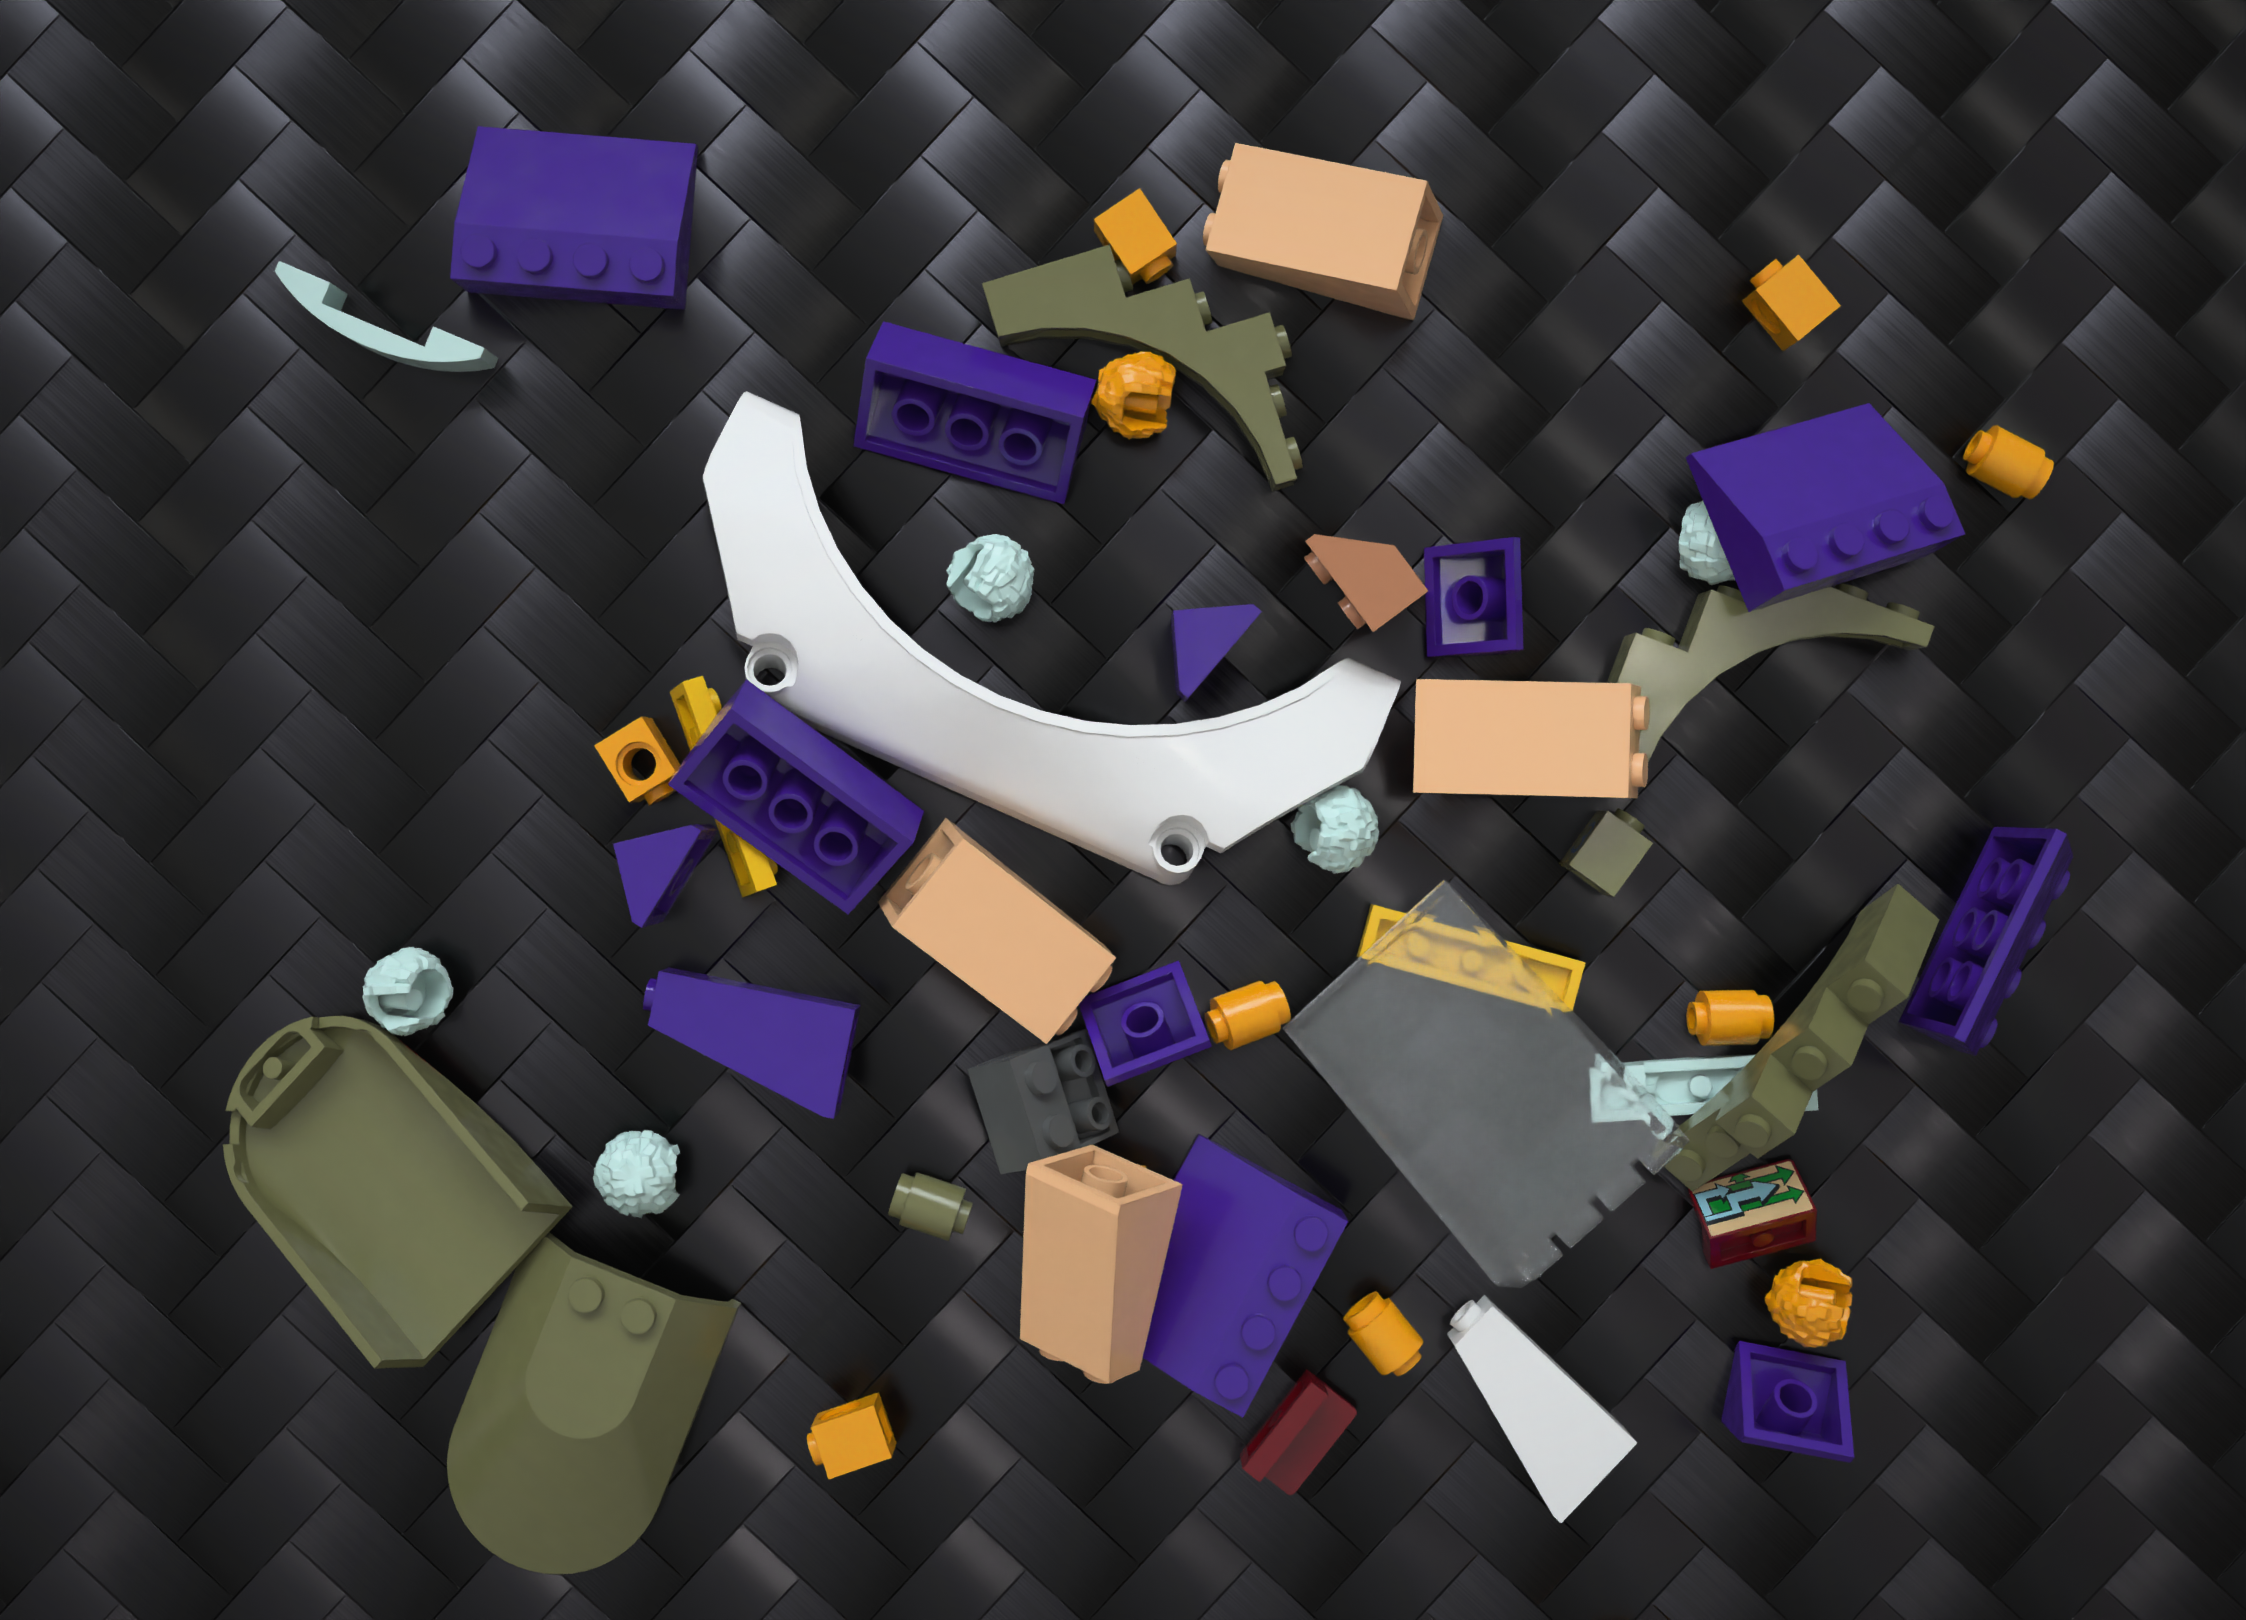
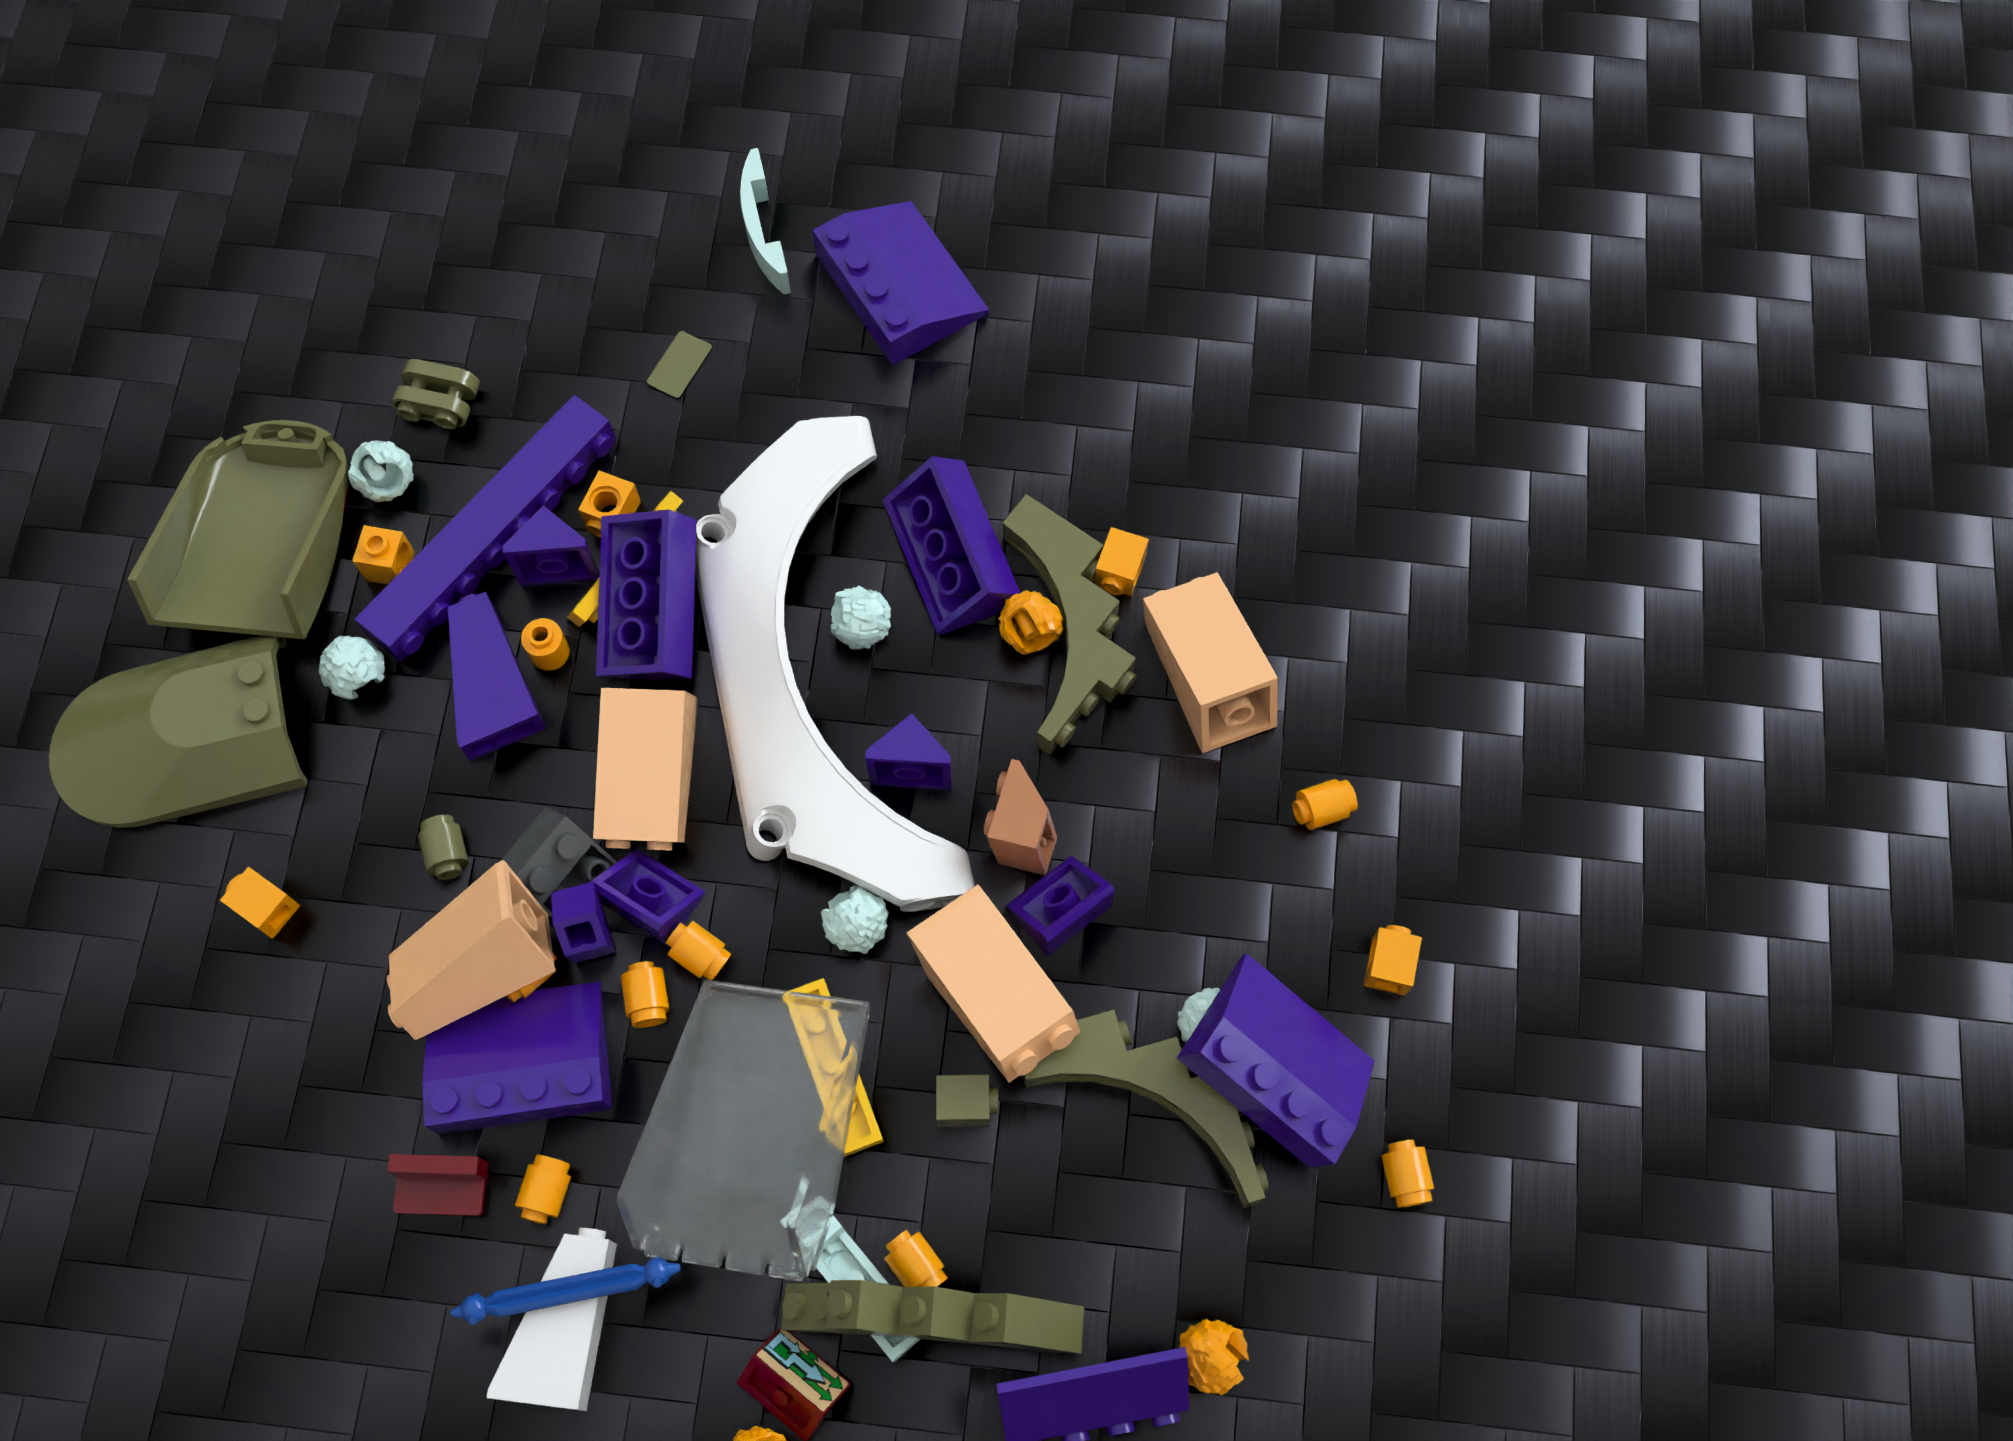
camera: 50 degrees right, 20 degrees down
(339, 896) = (435, 393): none -> olive brick
(501, 554) = (679, 364): none -> olive sticker
(522, 1054) = (382, 554): none -> light orange brick
(569, 912) = (475, 537): none -> dark purple brick
(786, 941) = (545, 644): none -> light orange brick
(1139, 1120) = (581, 923): none -> dark purple slope
(1253, 1100) = (645, 995): none -> light orange brick
(1518, 1382) = (565, 1290): none -> blue wheel
(1573, 236) = (1324, 803): none -> light orange brick
(2033, 798) = (1213, 1355): none -> light orange piece

